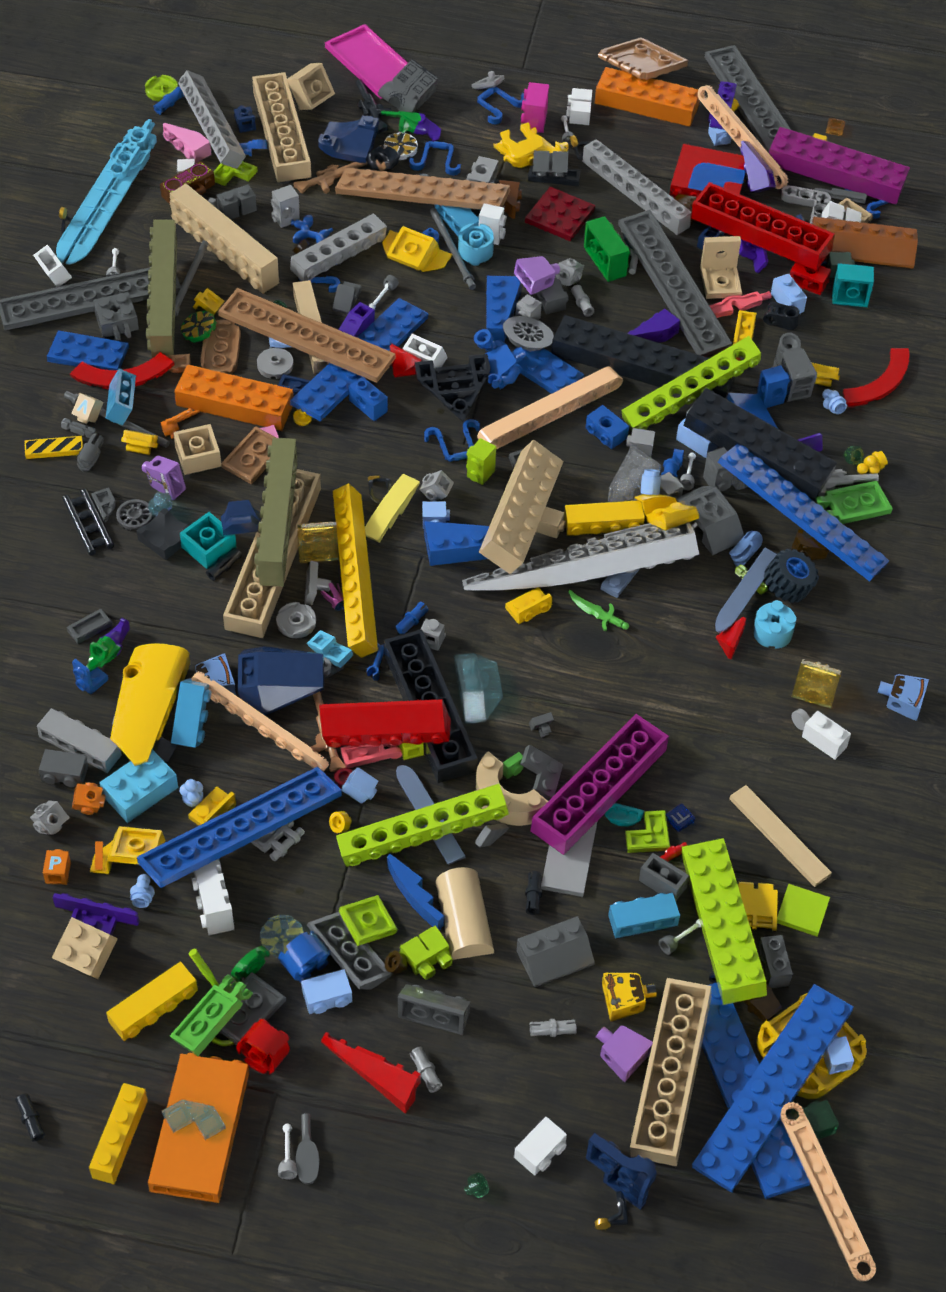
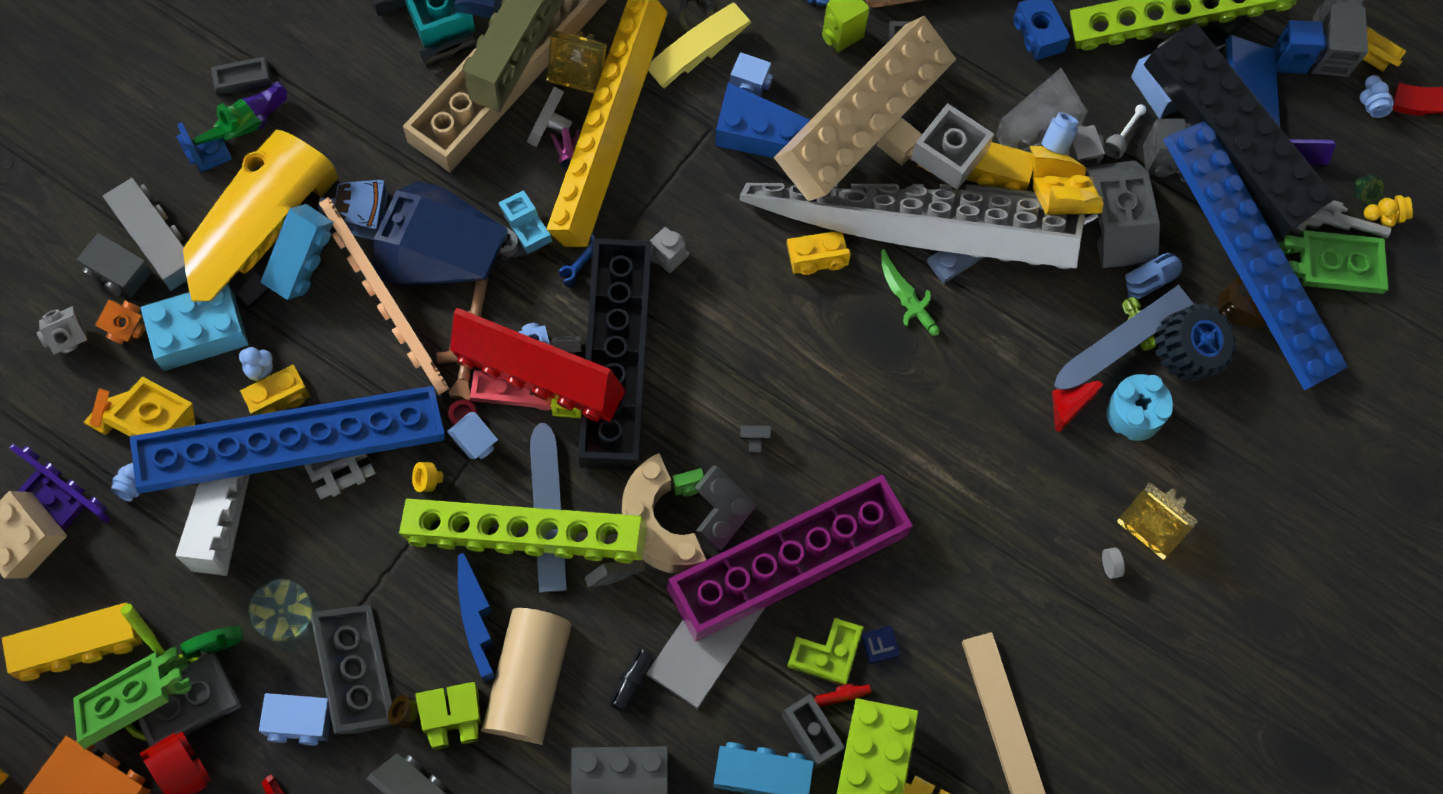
camera: 20 degrees right, 15 degrees up
(56, 867) = (42, 402): orange brick -> none
(295, 612) = (499, 151): light grey plate -> none
(304, 956) = (286, 657): blue brick -> none
(368, 920) = (397, 634): lime tile -> none
(411, 618) = (653, 215): blue axle -> none
(436, 486) = (770, 34): light grey brick -> none
(478, 686) = (695, 345): clear light blue wedge -> none
(587, 510) = (952, 146): none -> light grey brick
(624, 815) = (806, 611): teal tile -> none
(642, 440) = (1079, 65): light grey brick -> none
(673, 465) = (1107, 115): blue connector -> none
(826, 735) = (1137, 601): white brick -> none
(905, 694) = (1278, 581): medium blue torso -> none

